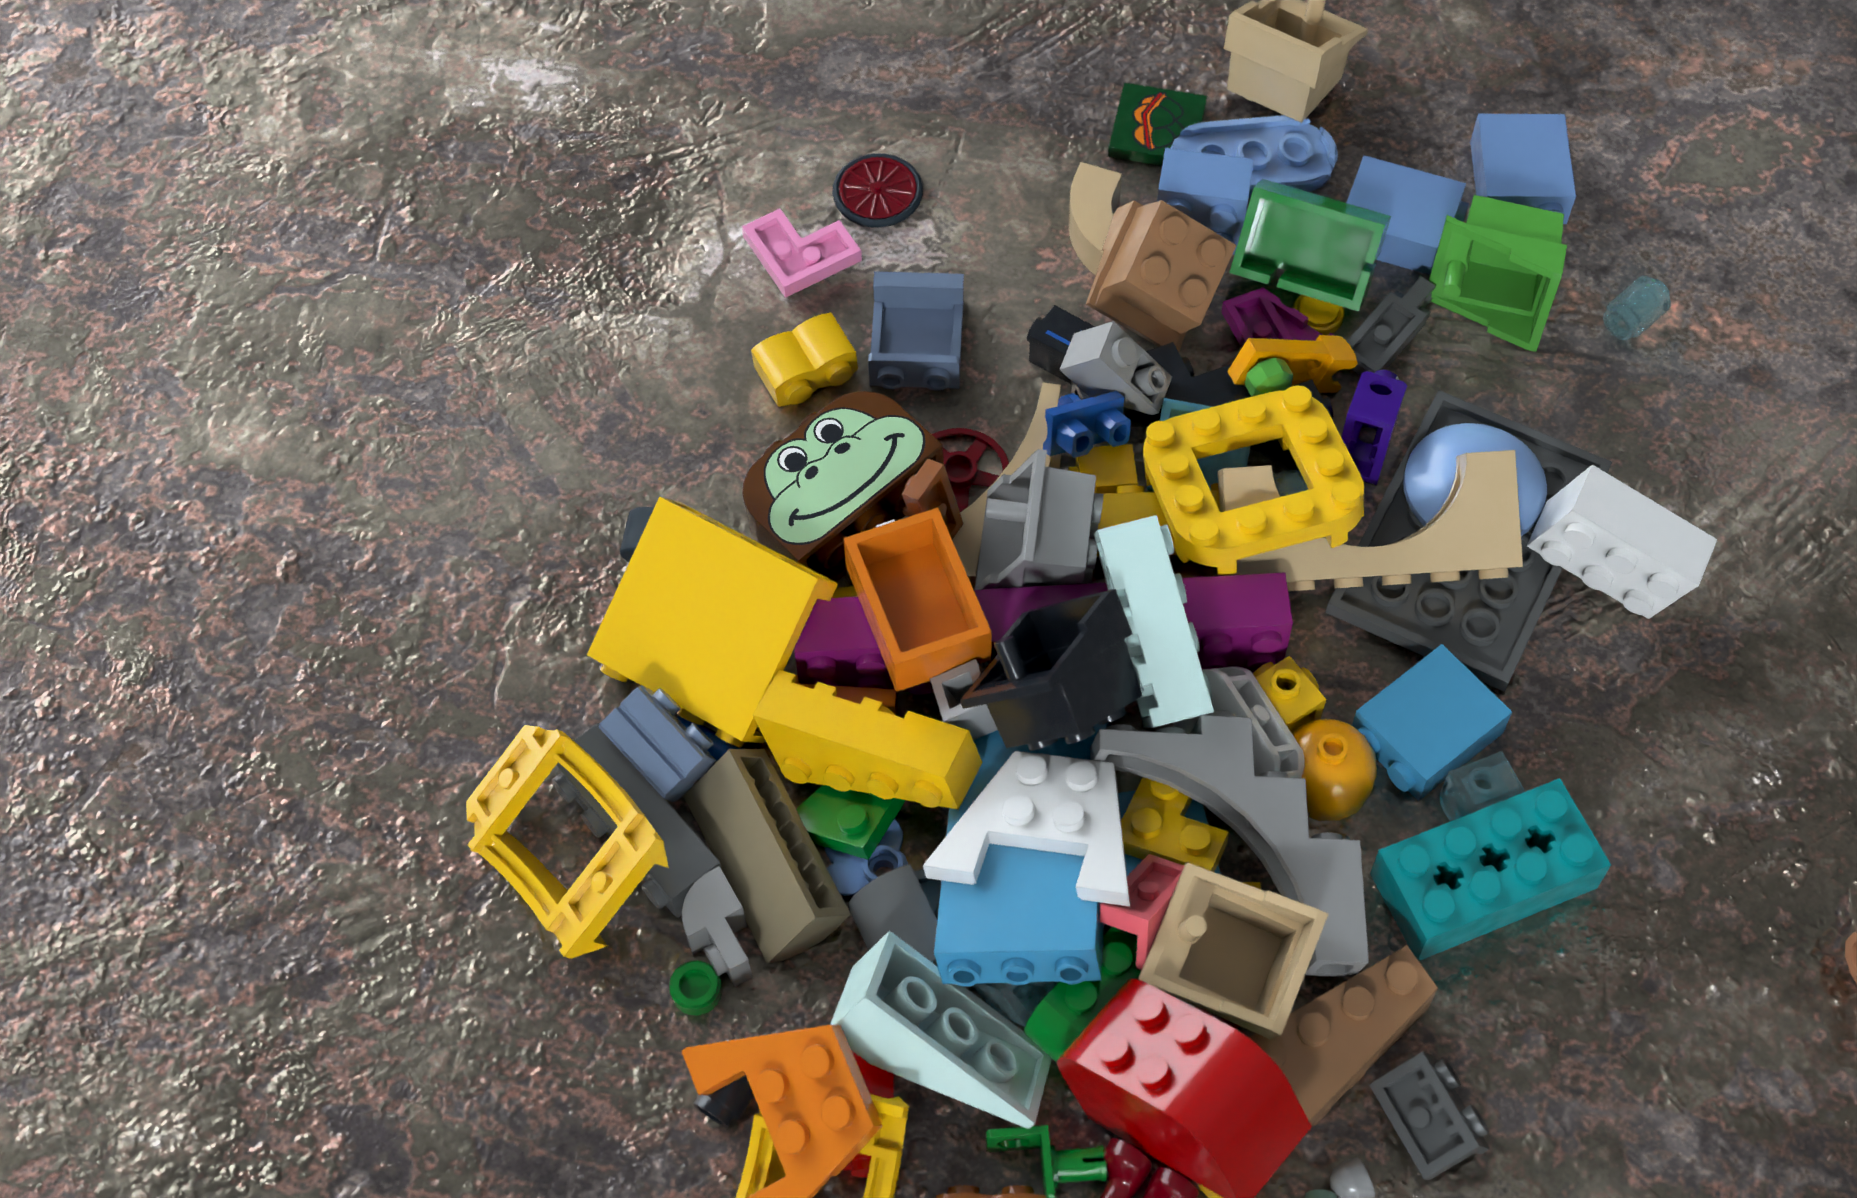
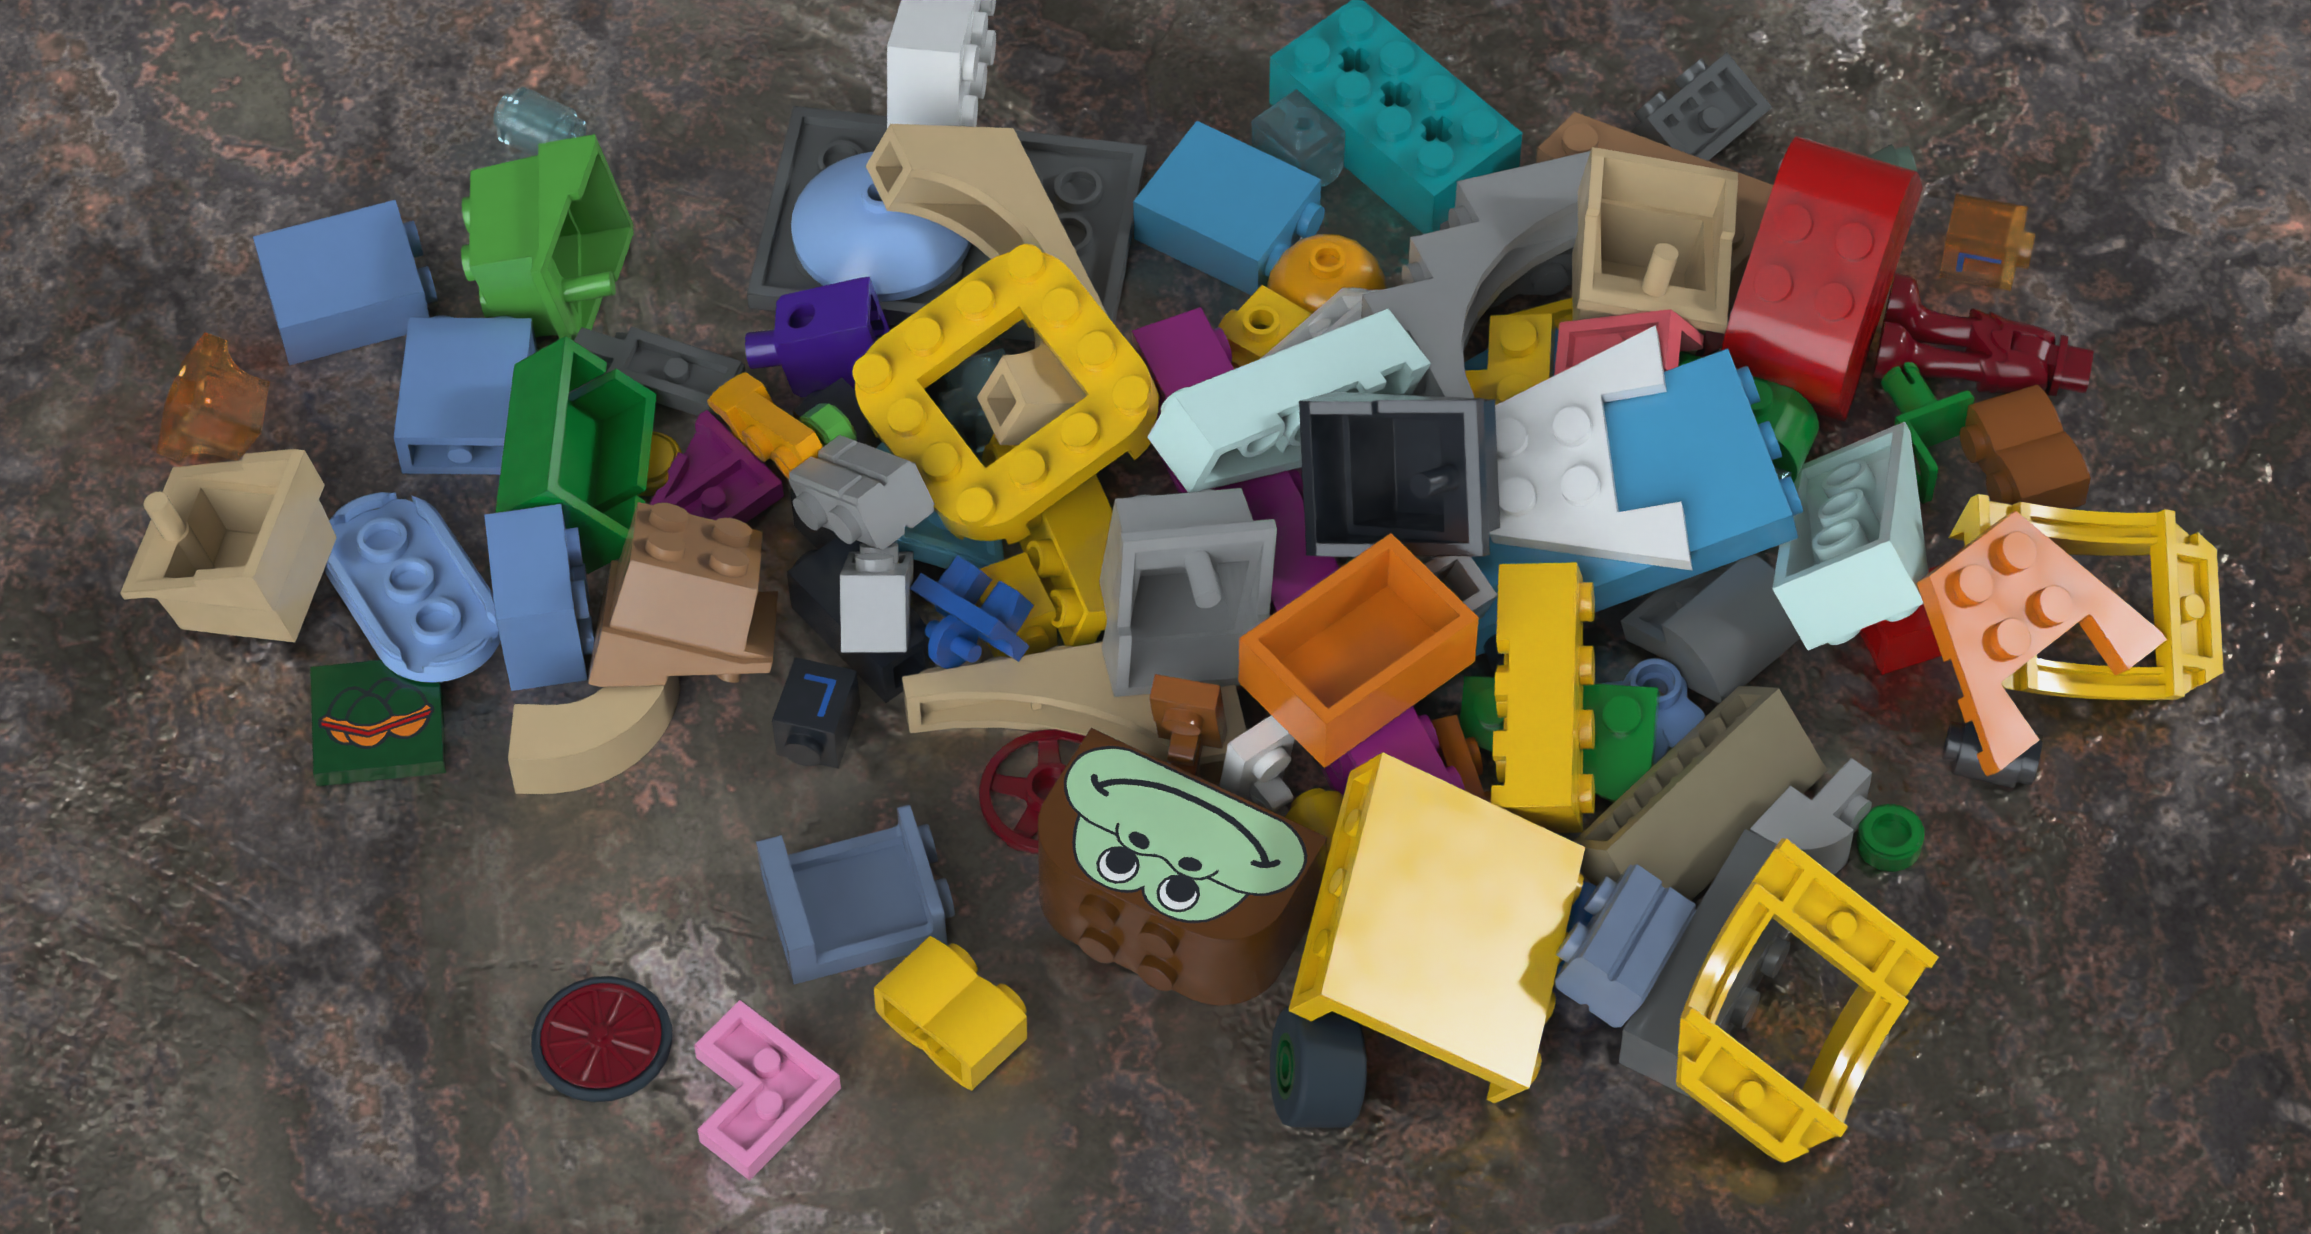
camera: 110 degrees left, 5 degrees down
(1197, 369) = (860, 493): none -> light grey brick
(1431, 74) = (212, 405): none -> clear orange brick

